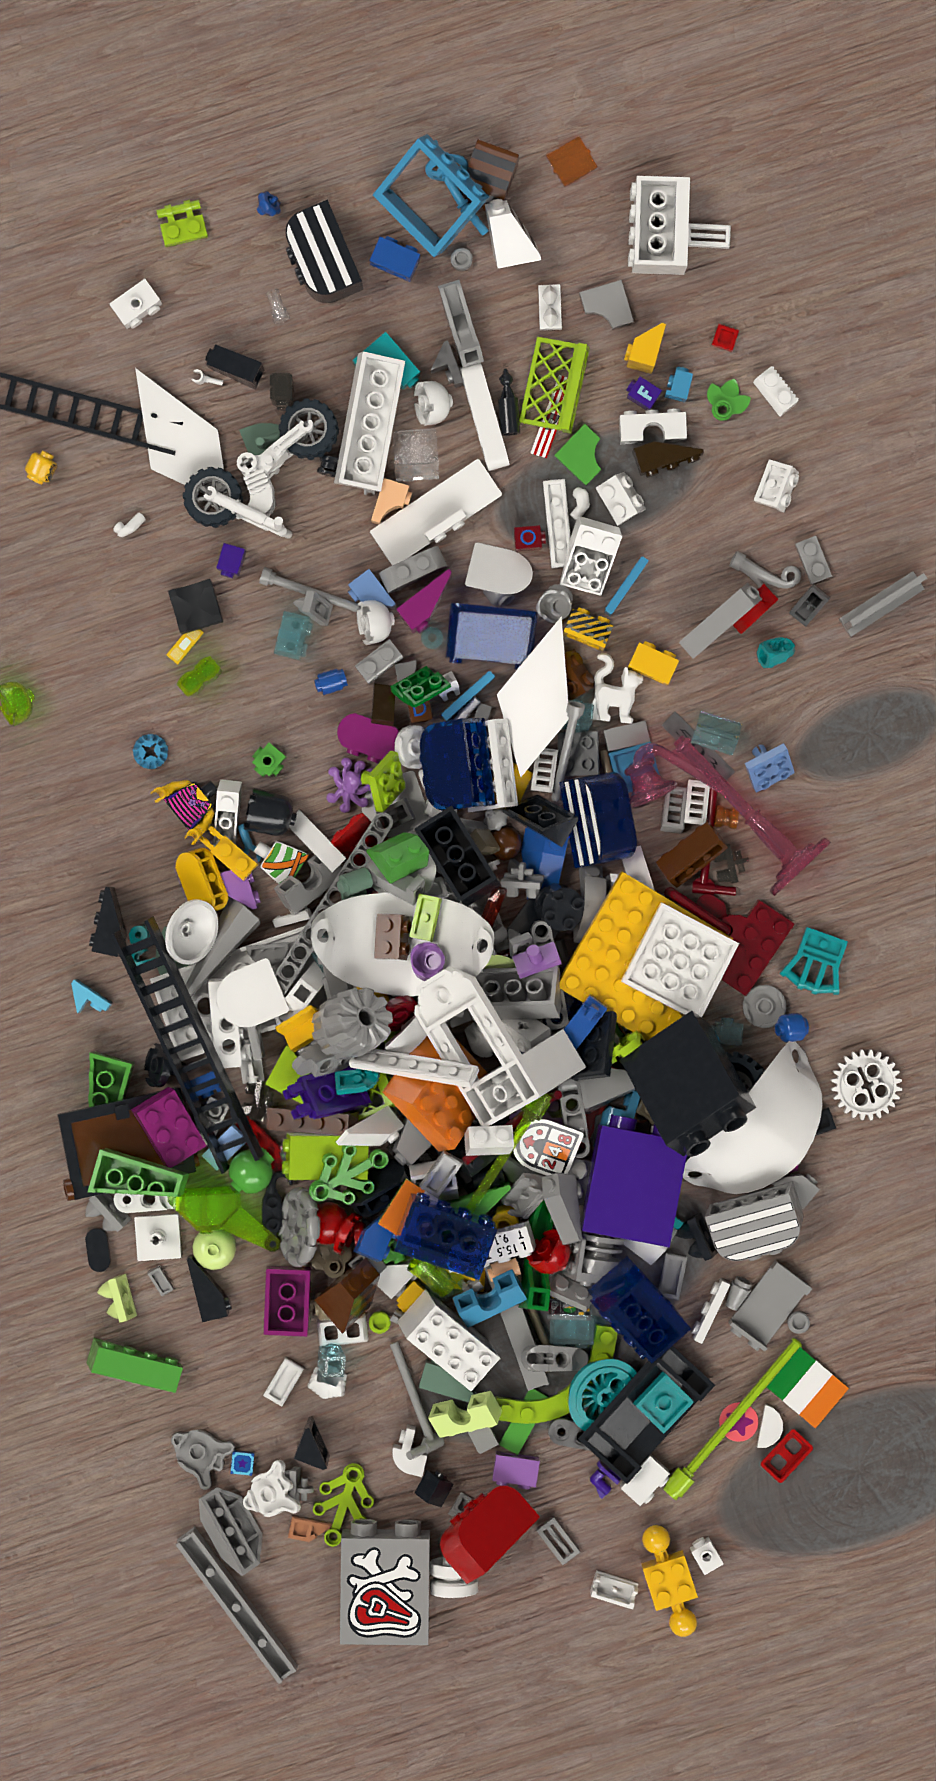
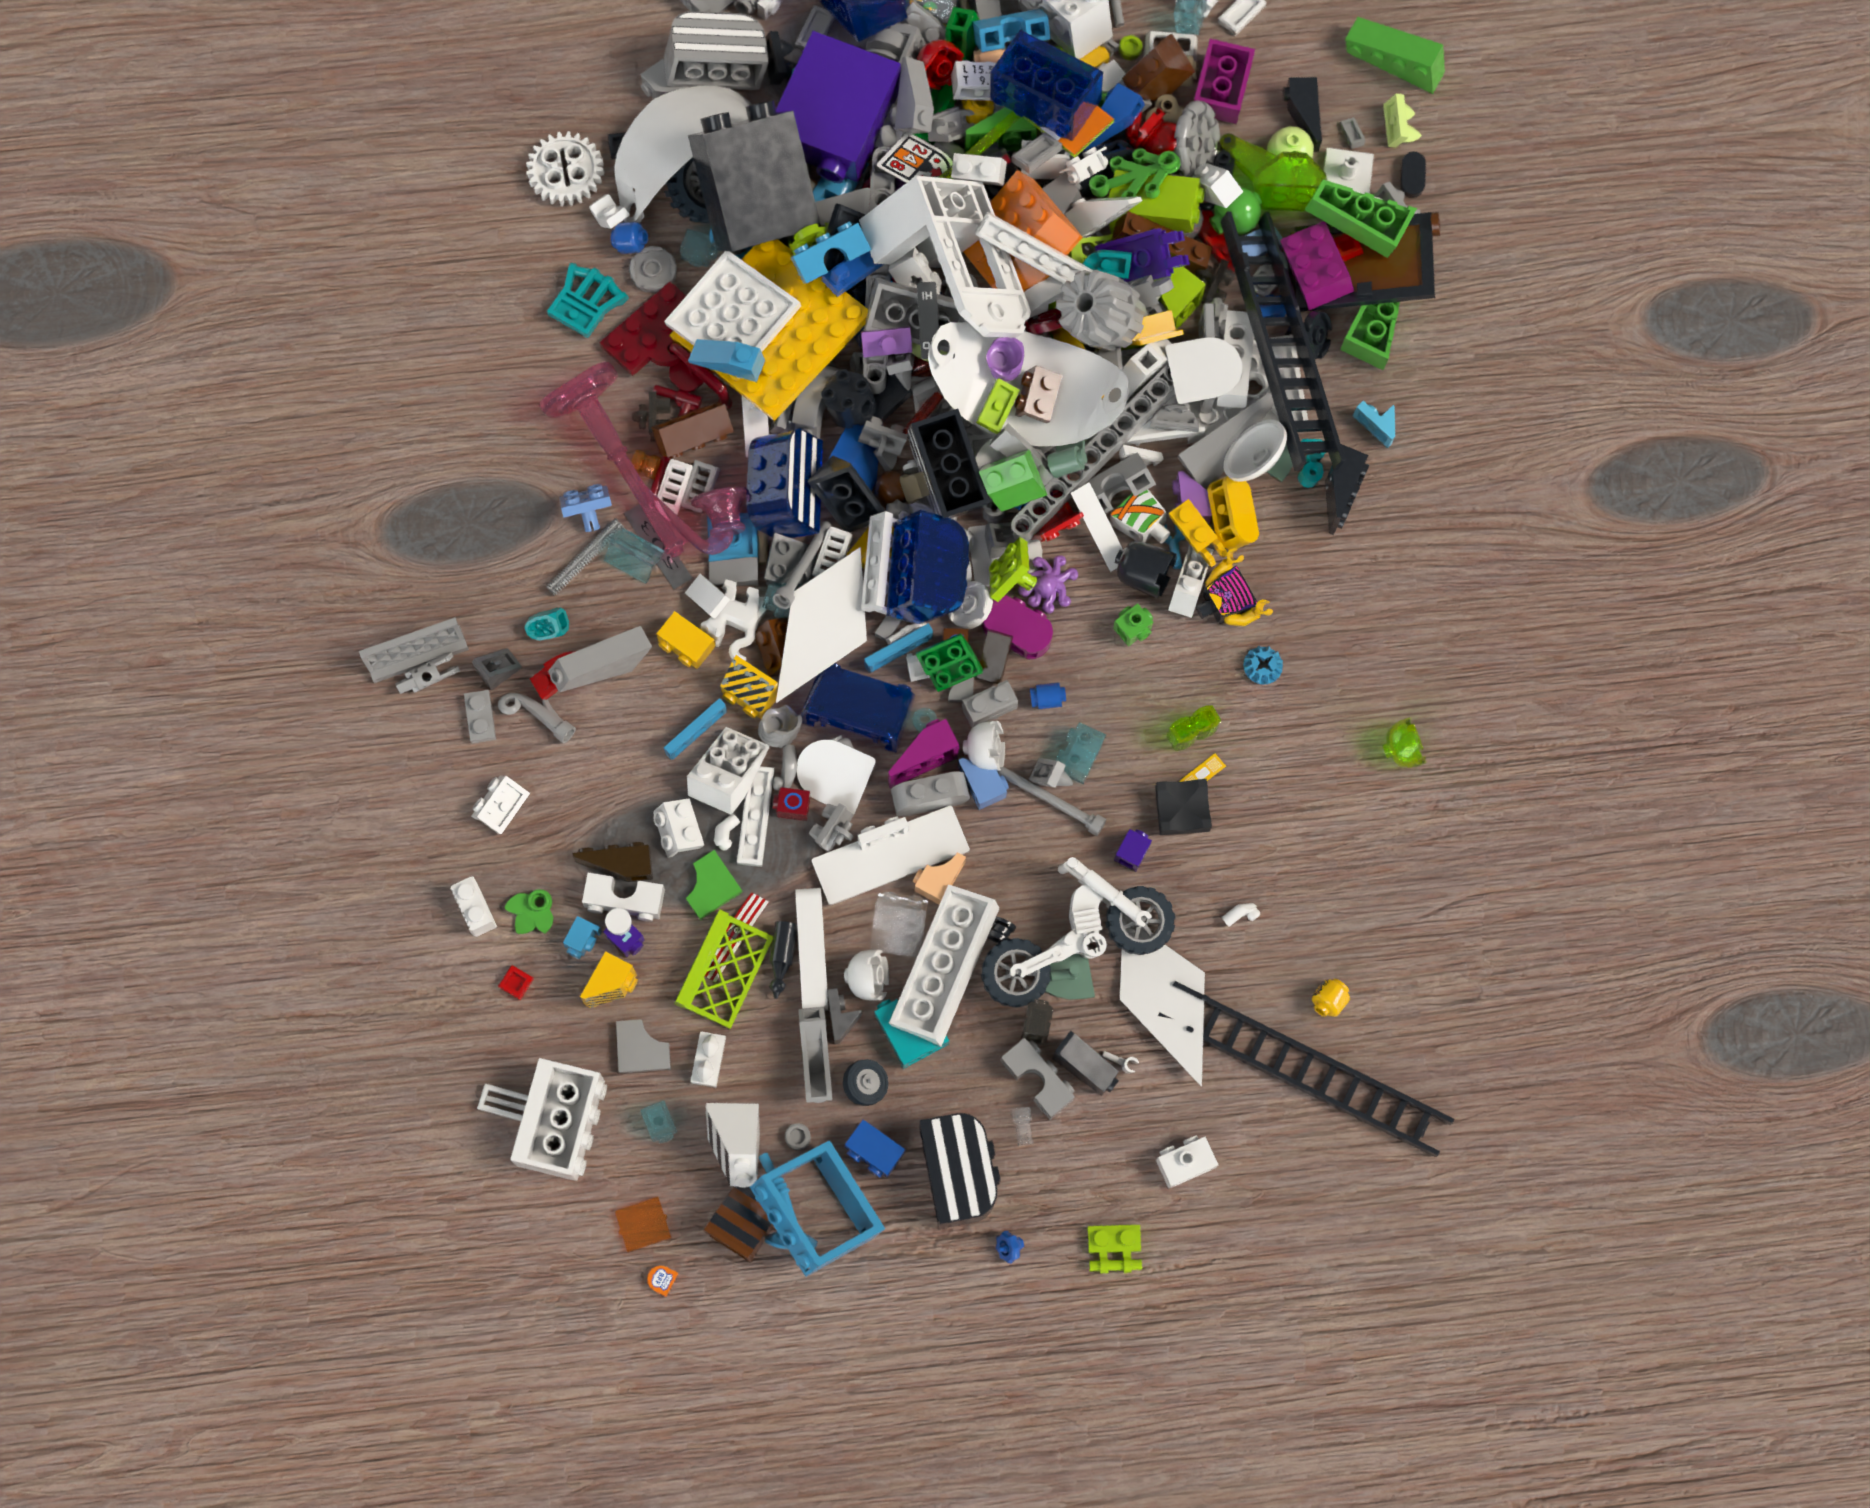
camera: 170 degrees left, 15 degrees down
(145, 1151) = (1348, 247): none -> red tile
(255, 337) = (1025, 1059): none -> light grey arch
(273, 1183) = (1218, 185): none -> white brick
(390, 1181) = (1092, 160): none -> white hinge
(414, 313) = (865, 1082): none -> black wheel
(486, 522) = (835, 829): none -> light grey hips
(503, 985) = (927, 315): none -> dark grey sticker
(538, 568) = (789, 768): none -> light grey arm
(546, 119) = (661, 1279): none -> tile
(577, 244) = (659, 1122): none -> clear light blue brick
(593, 1041) = (810, 260): none -> dark azure arch
(643, 705) = (707, 596): none -> white tile
(650, 399) = (618, 921): none -> white tile
(674, 913) = (729, 358): none -> dark azure slope
(758, 722) = (584, 556): none -> light grey axle
(816, 1049) = (607, 212): none -> white bracket
(867, 585) = (414, 677): none -> light grey hinge

